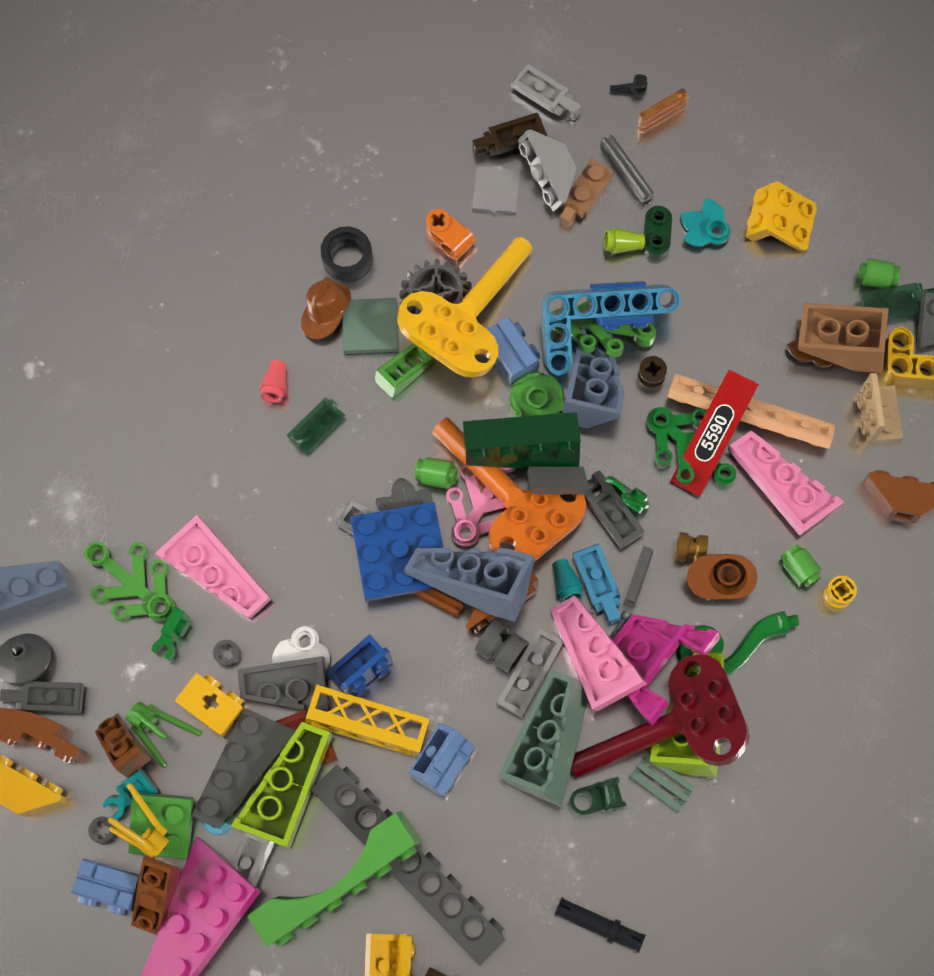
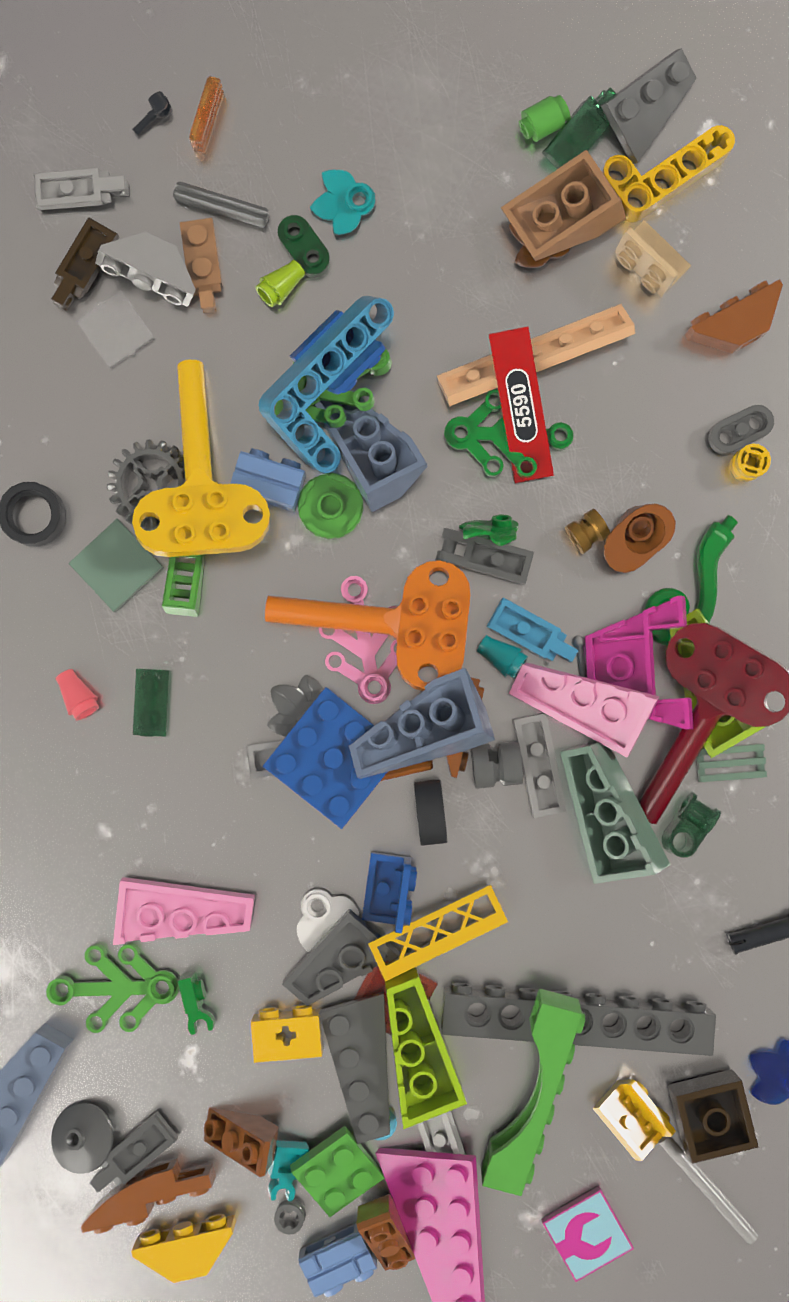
camera: 45 degrees left, 15 degrees up
(144, 719) = (238, 1098): bright green plant -> none
(151, 841) = (345, 1199): yellow plant -> none
(217, 654) = (251, 983): dark grey bush -> none
(324, 308) = (59, 584): dark orange piece -> none
(431, 638) = (430, 812): none -> black tyre
(436, 472) = (301, 655): bright green brick -> none
(441, 759) = (530, 910): medium blue brick -> none
(452, 236) = (116, 414): orange piece -> none
(523, 441) = (360, 564): dark green wedge -> none
(557, 480) = (419, 572): dark grey tile -> none
(638, 577) = (563, 598): dark grey tile -> none
(647, 376) = (411, 397): dark brown wheel -> none
(783, 215) = (407, 133): yellow bracket -> none
(790, 491) = (633, 402): bright pink wing -> none
(801, 566) = (697, 466): bright green brick -> none
(851, 565) = (739, 429): none -> dark grey plate

